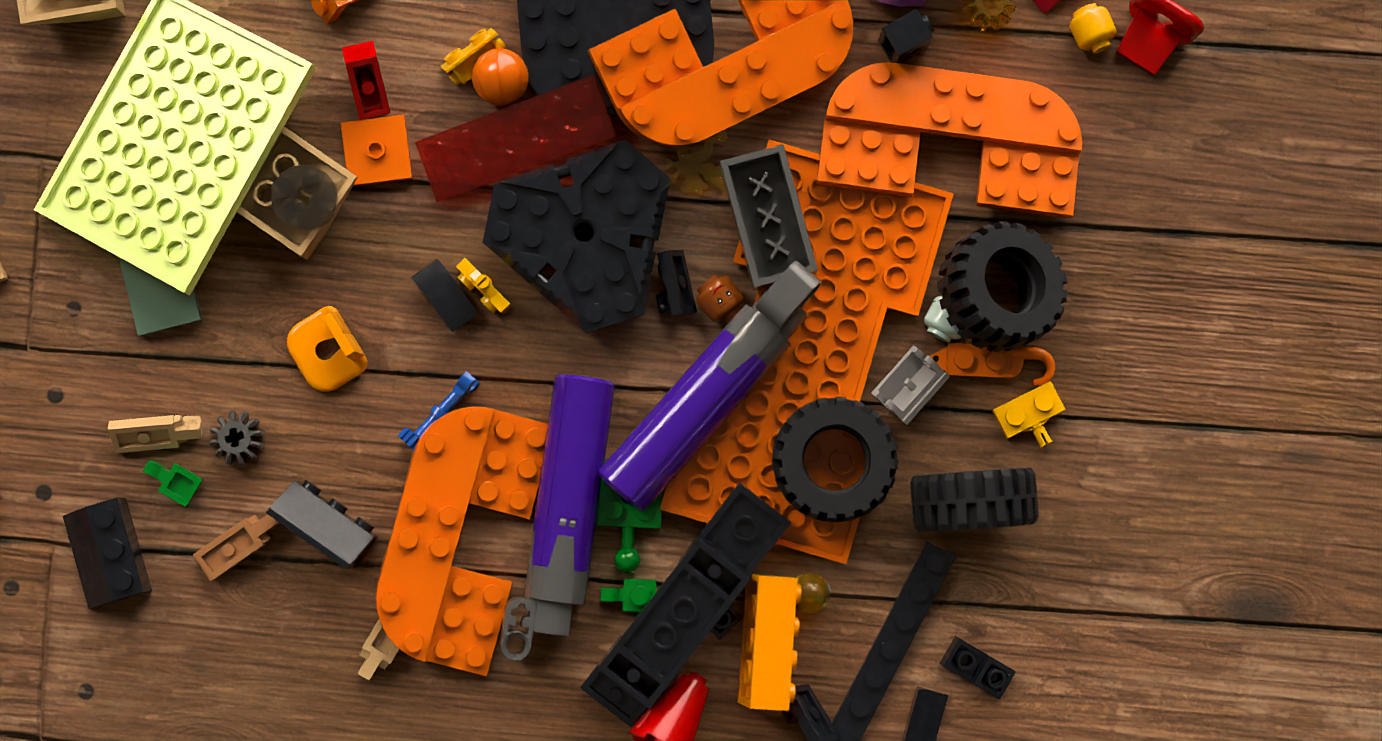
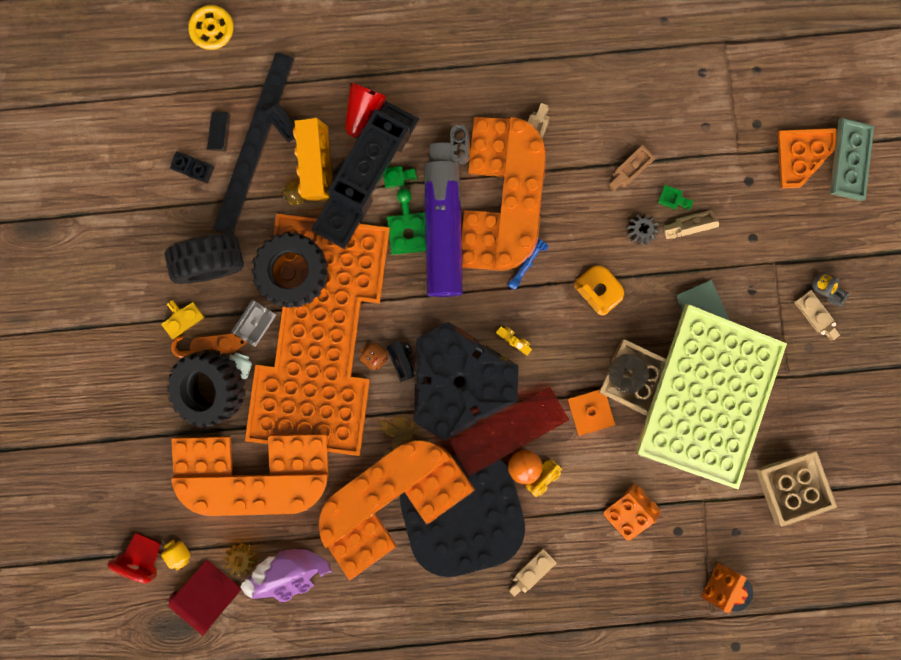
camera: 175 degrees right, 0 degrees up
(107, 552) = (705, 151): black slope -> none
(323, 523) = (583, 186): slope -> none
(366, 80) = (604, 452): red slope -> none
(444, 295) = (536, 332): black slope -> none
(709, 390) = (370, 298): dark purple piece -> none
(767, 214) = (351, 406): dark grey brick -> none
(906, 37) = (285, 530): black brick -> none

